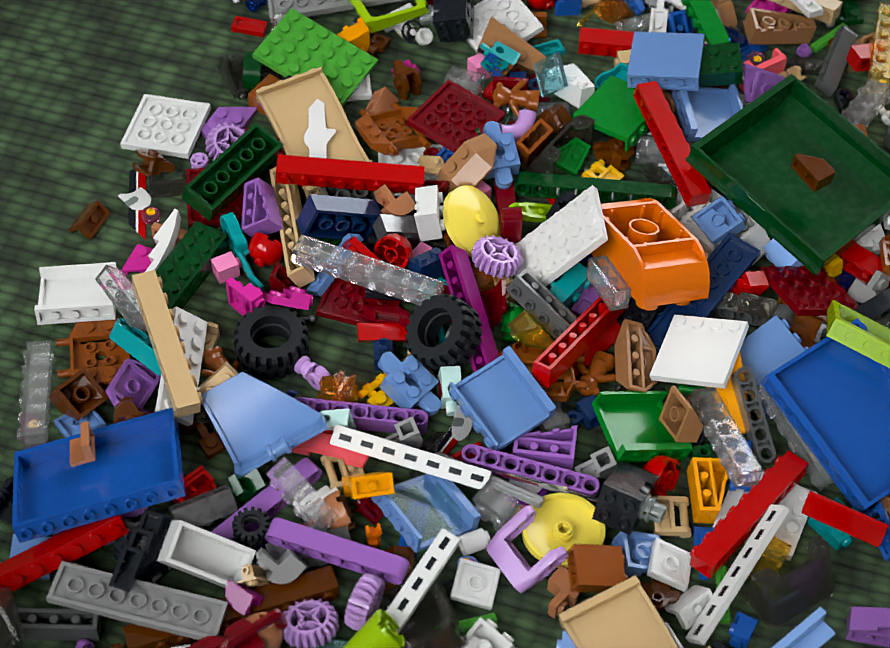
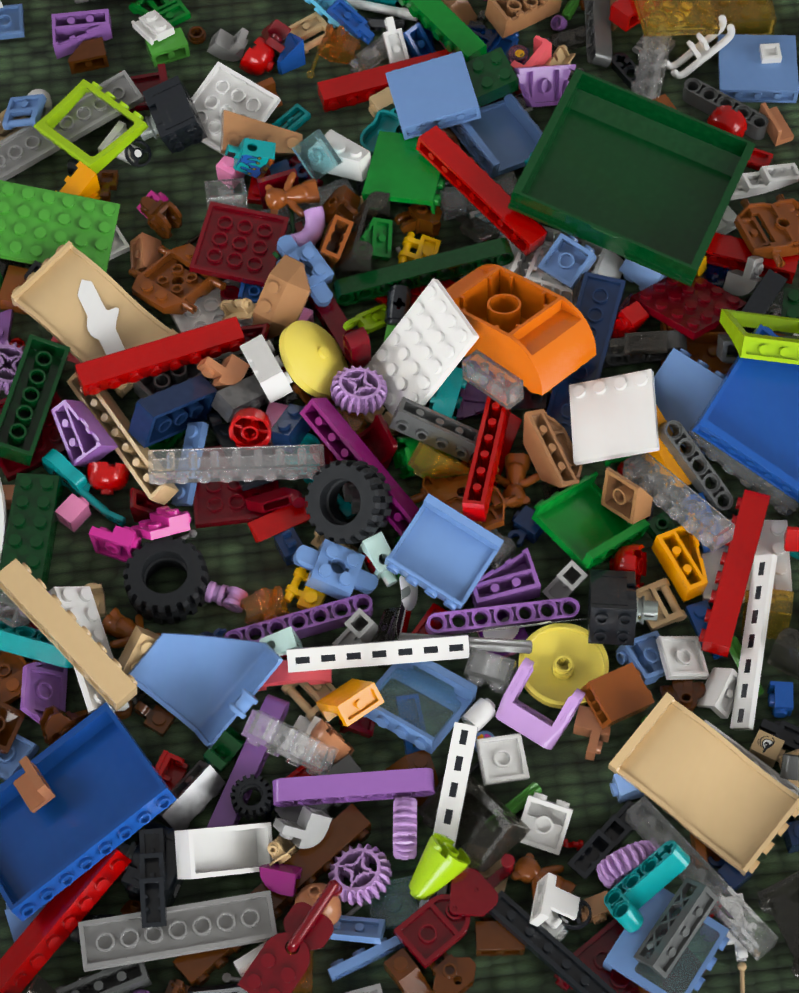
camera: 20 degrees left, 10 degrees up
(355, 245) = (212, 440): red wing -> none
(373, 536) = (378, 754): orange plate -> none
(424, 36) = (152, 154): white tile -> none
(813, 171) = (647, 175): reddish brown slope -> none

